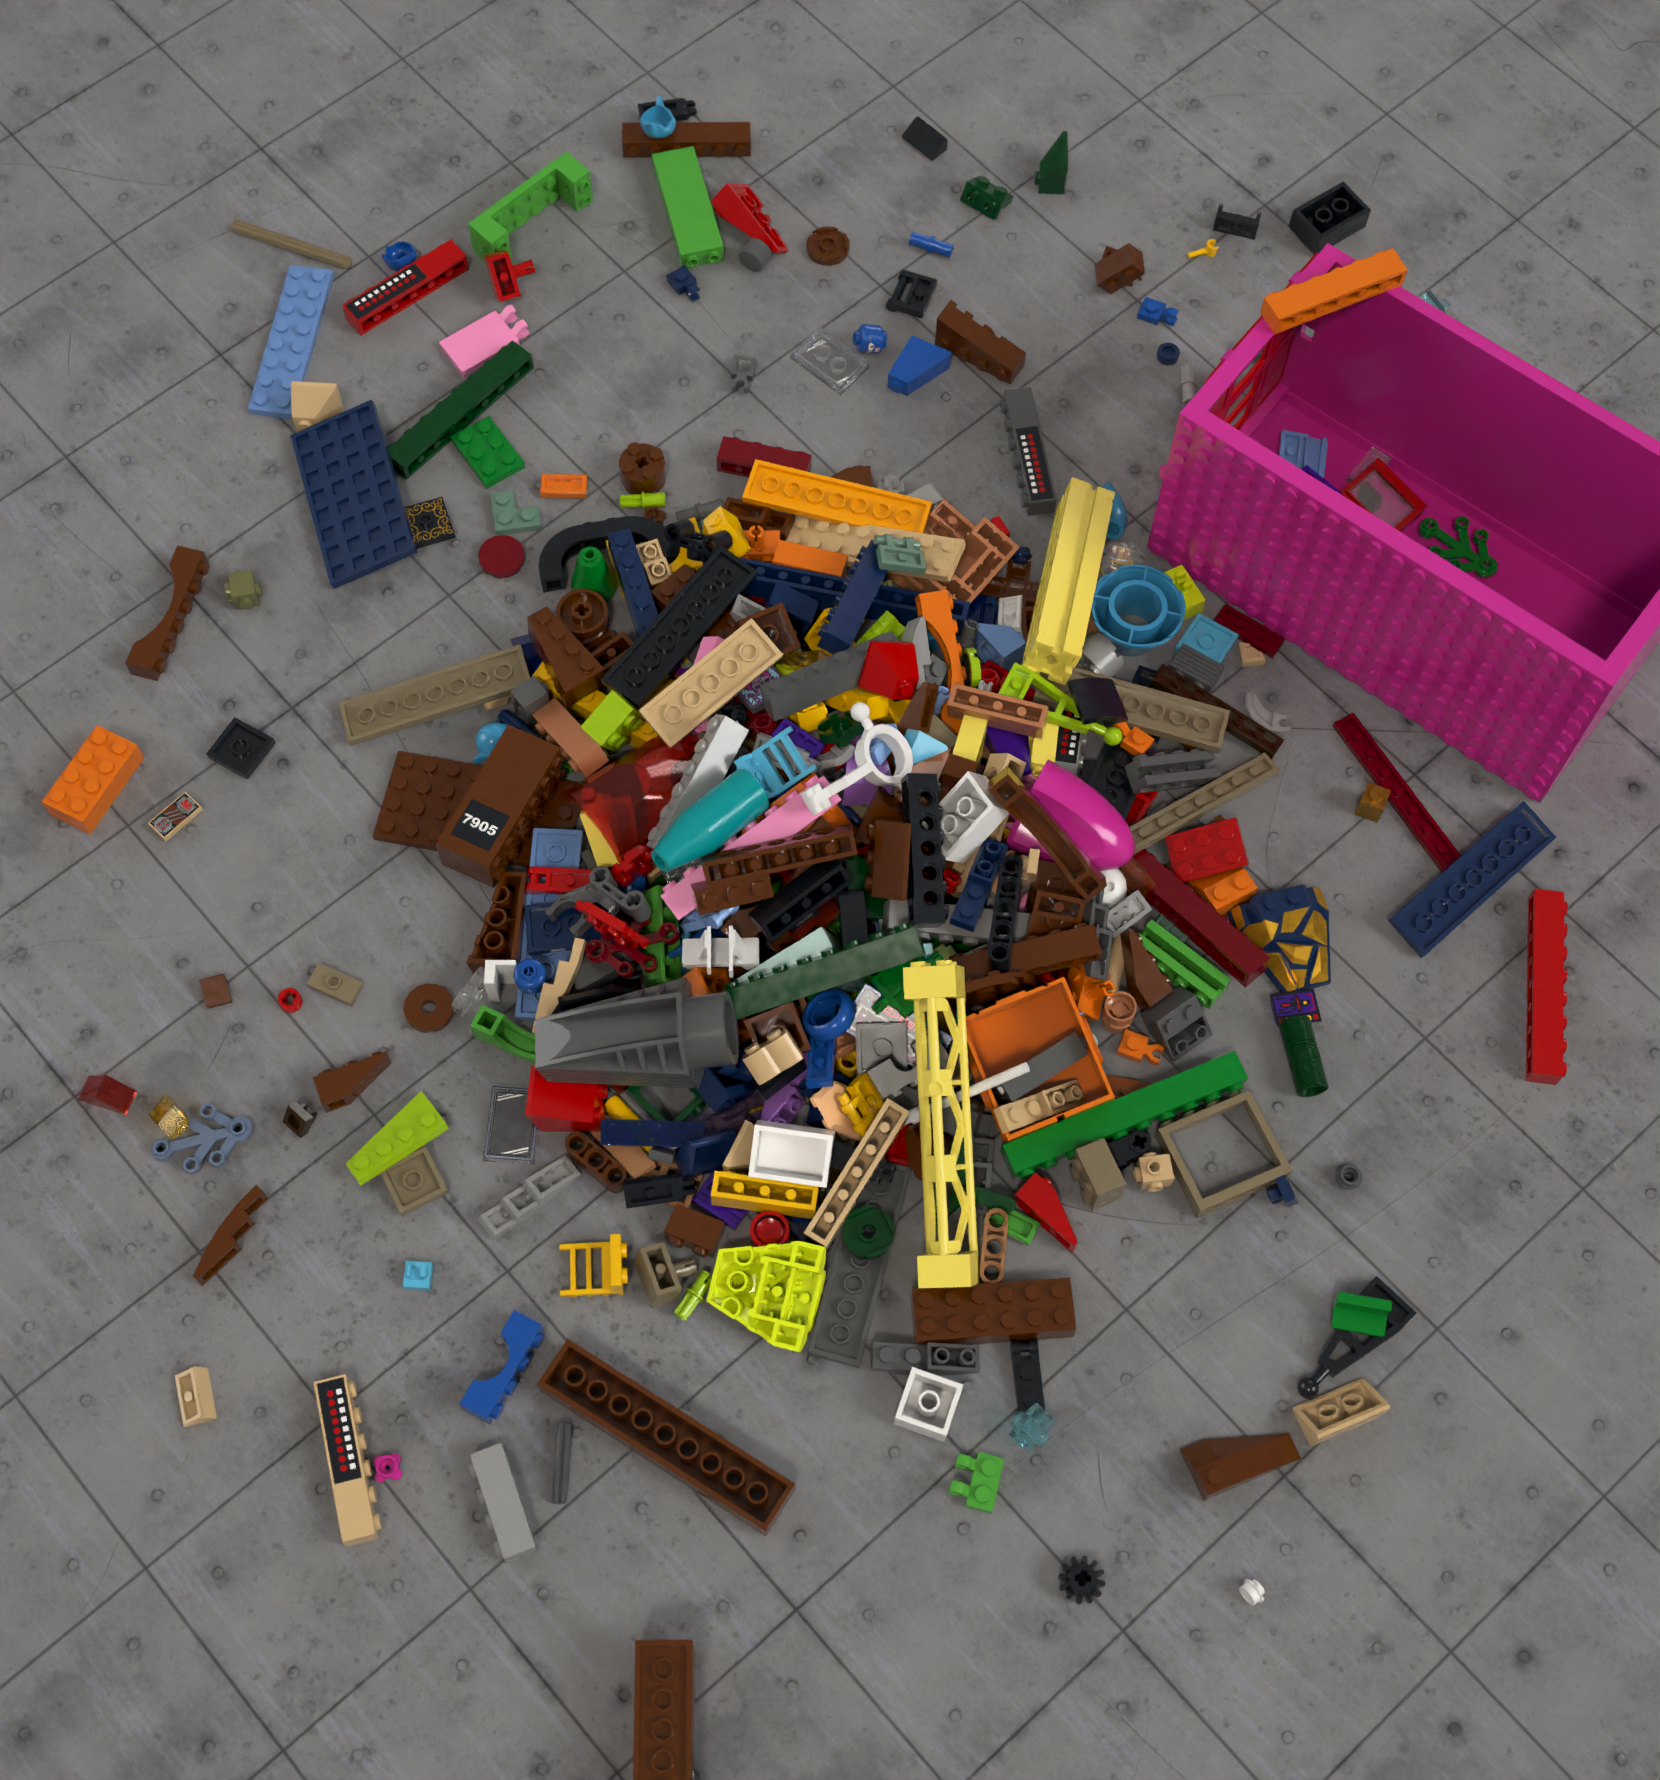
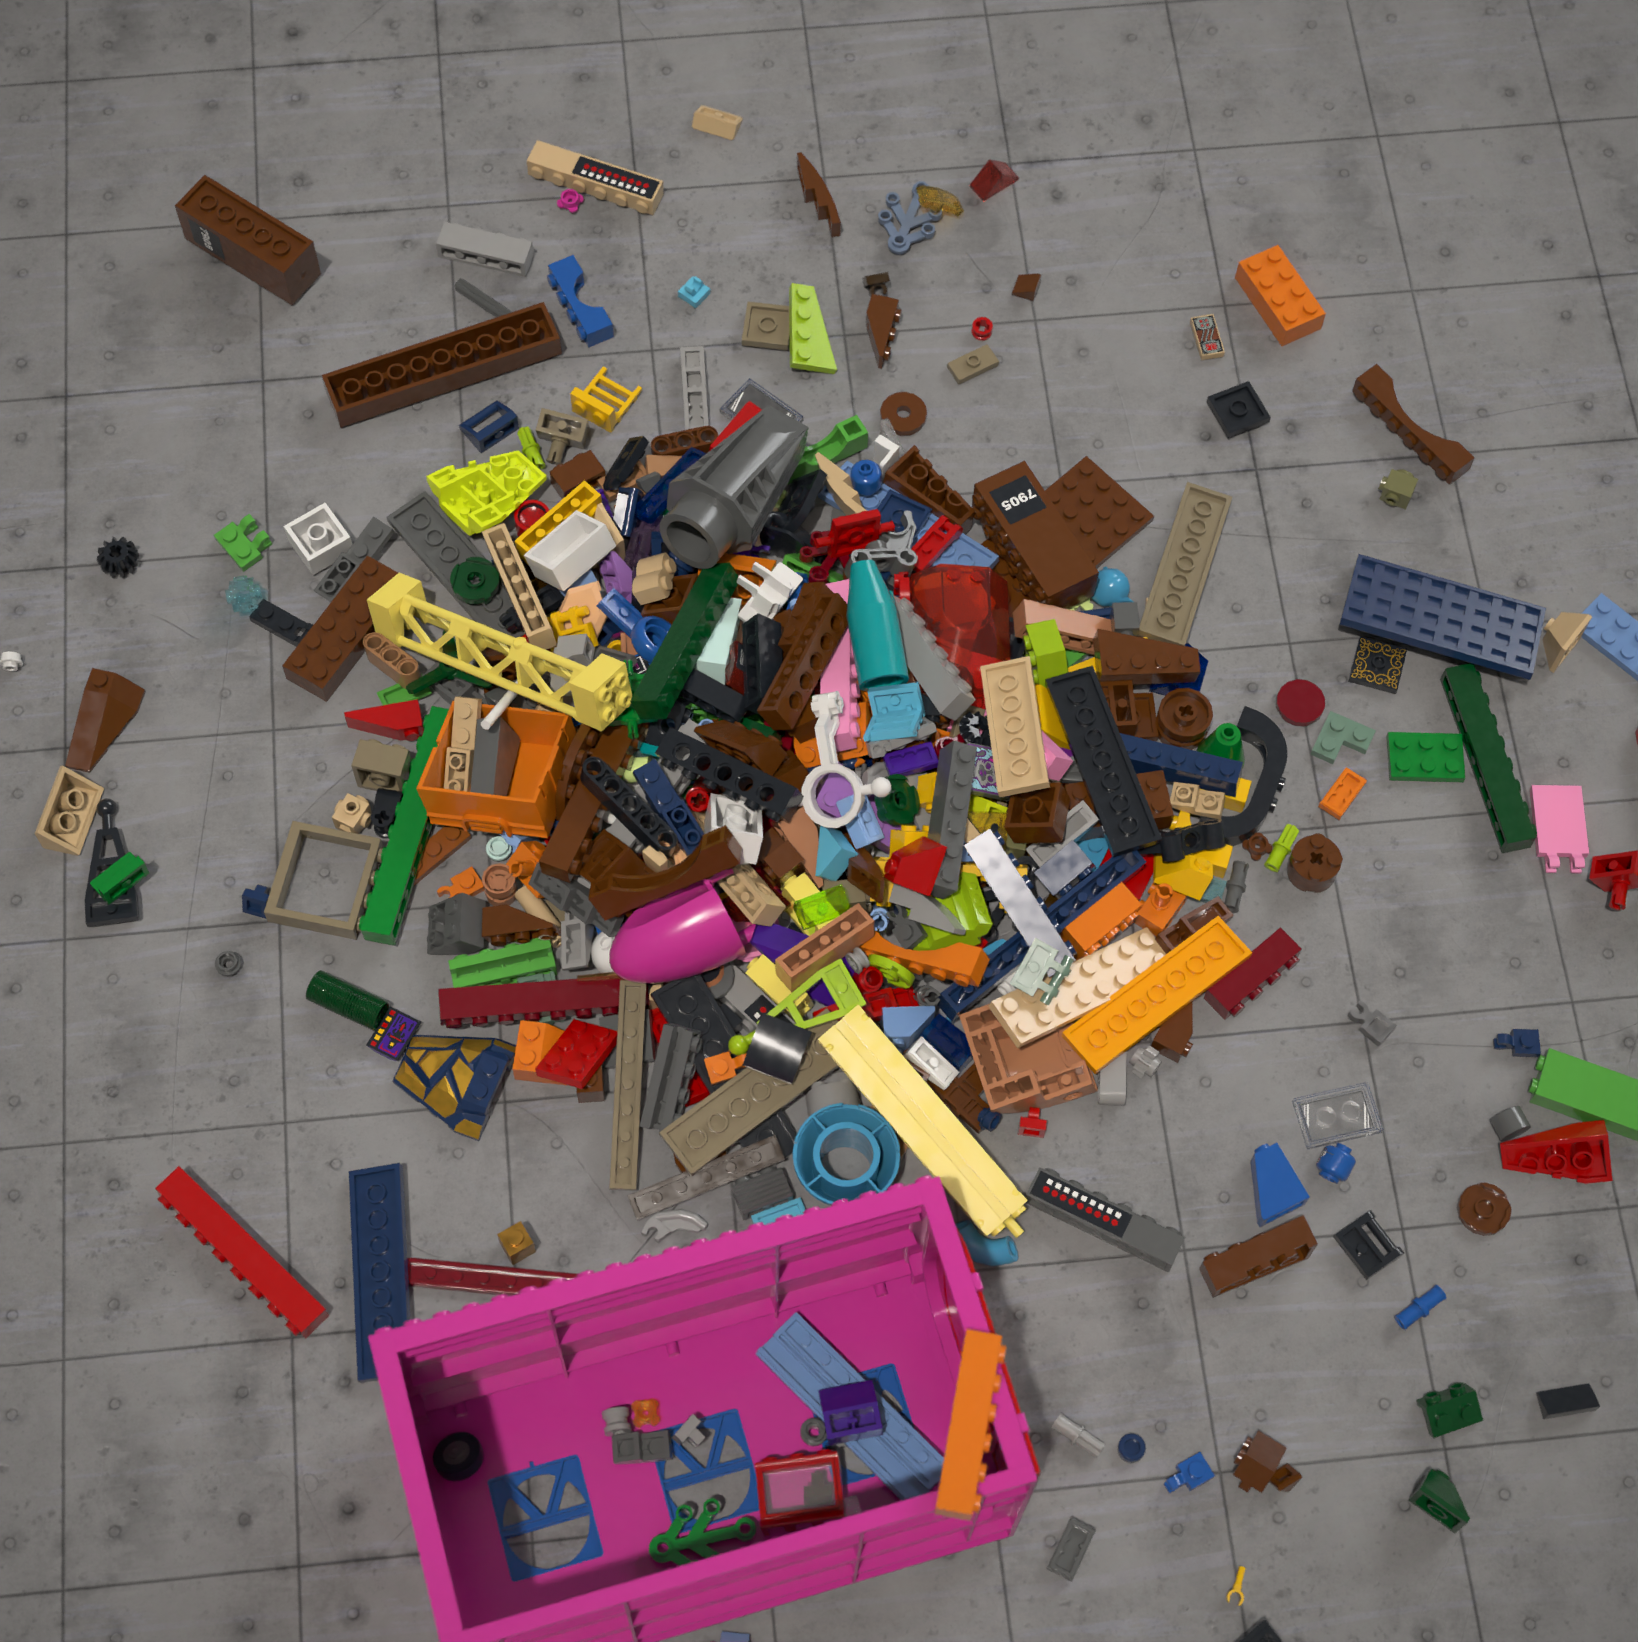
camera: 125 degrees right, 0 degrees up
(701, 1338) = (493, 432): none -> dark blue tile
(969, 729) = (821, 907): none -> clear neon green slope

